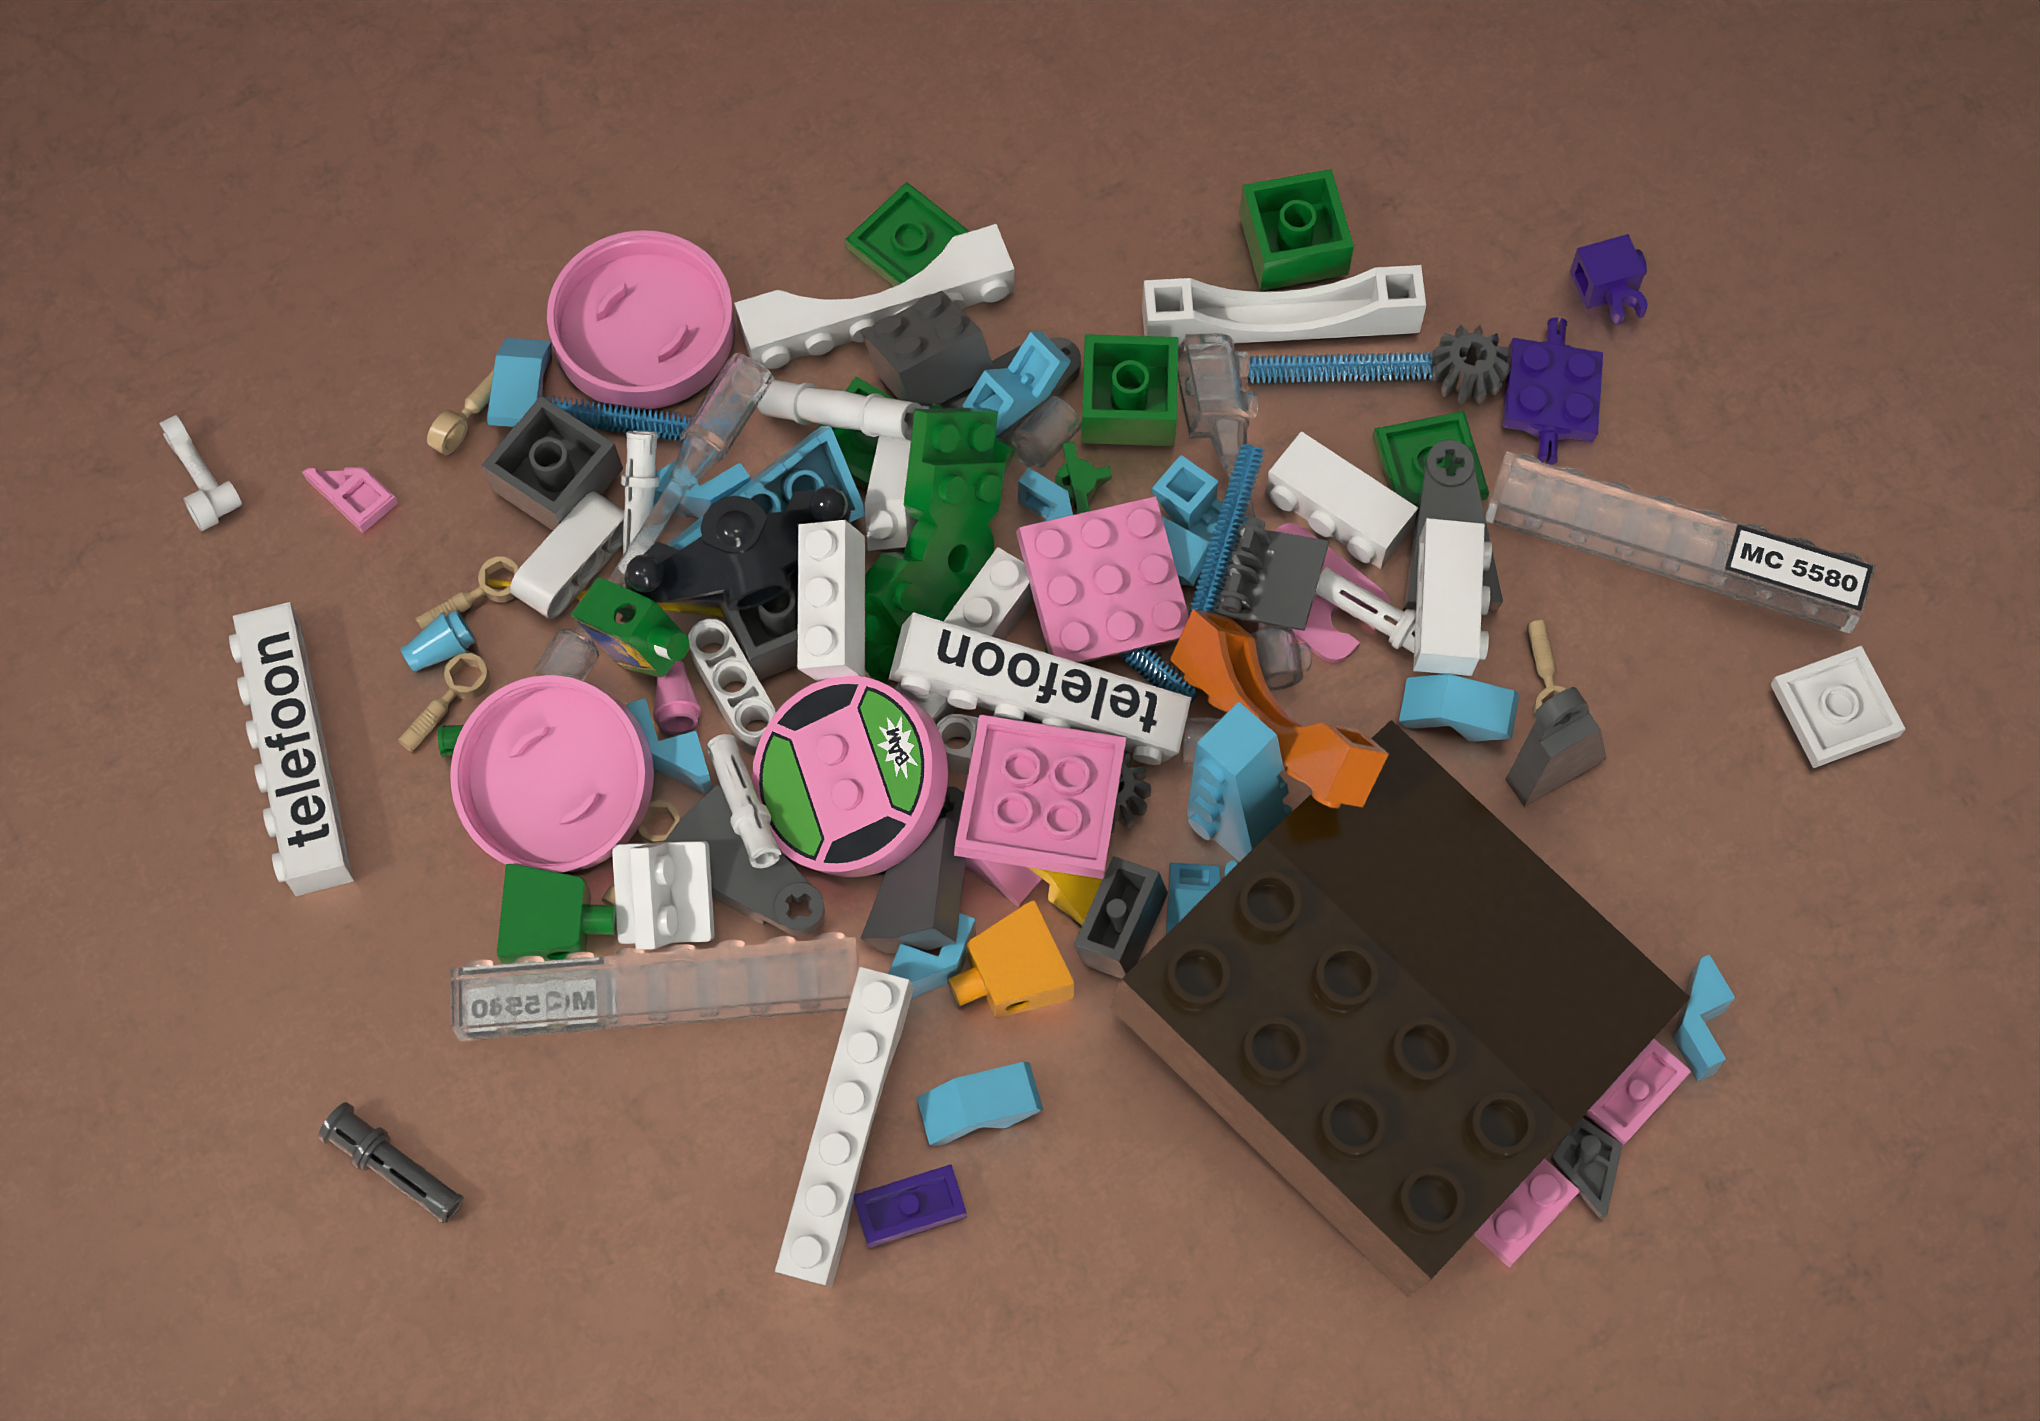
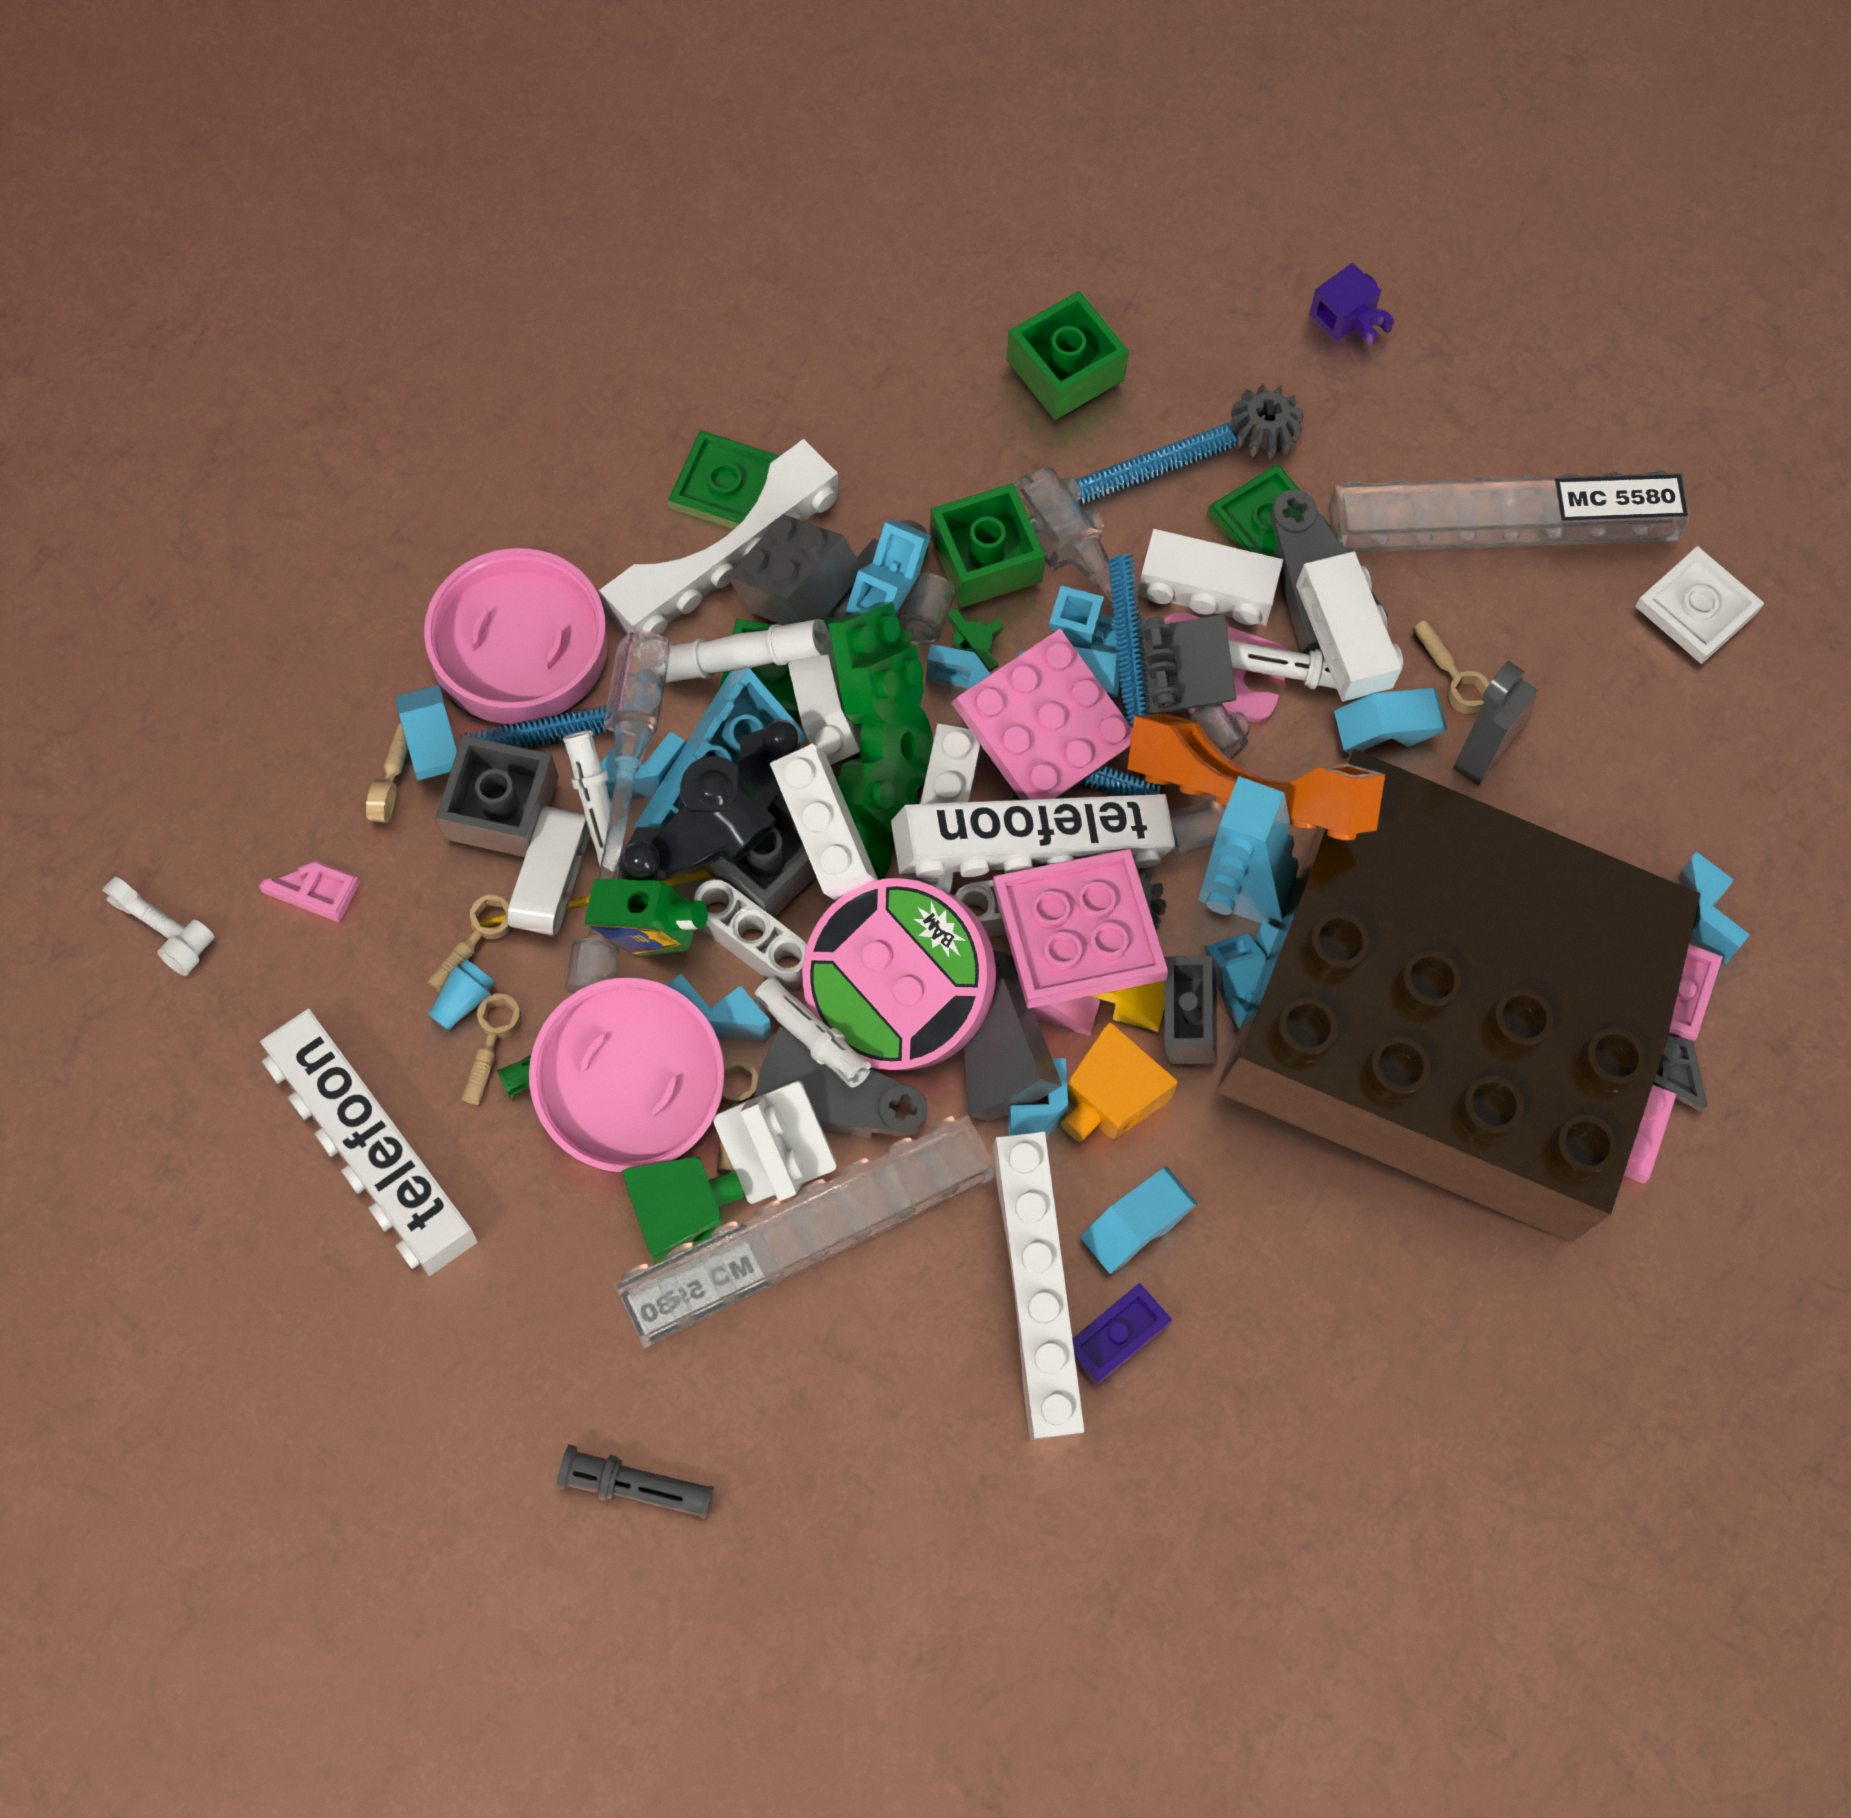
camera: 25 degrees left, 0 degrees up
(675, 702) = (705, 969): bright pink cone -> none
(1364, 305) = (1154, 401): white arch -> none
(1553, 390) = (1344, 420): dark purple plate -> none

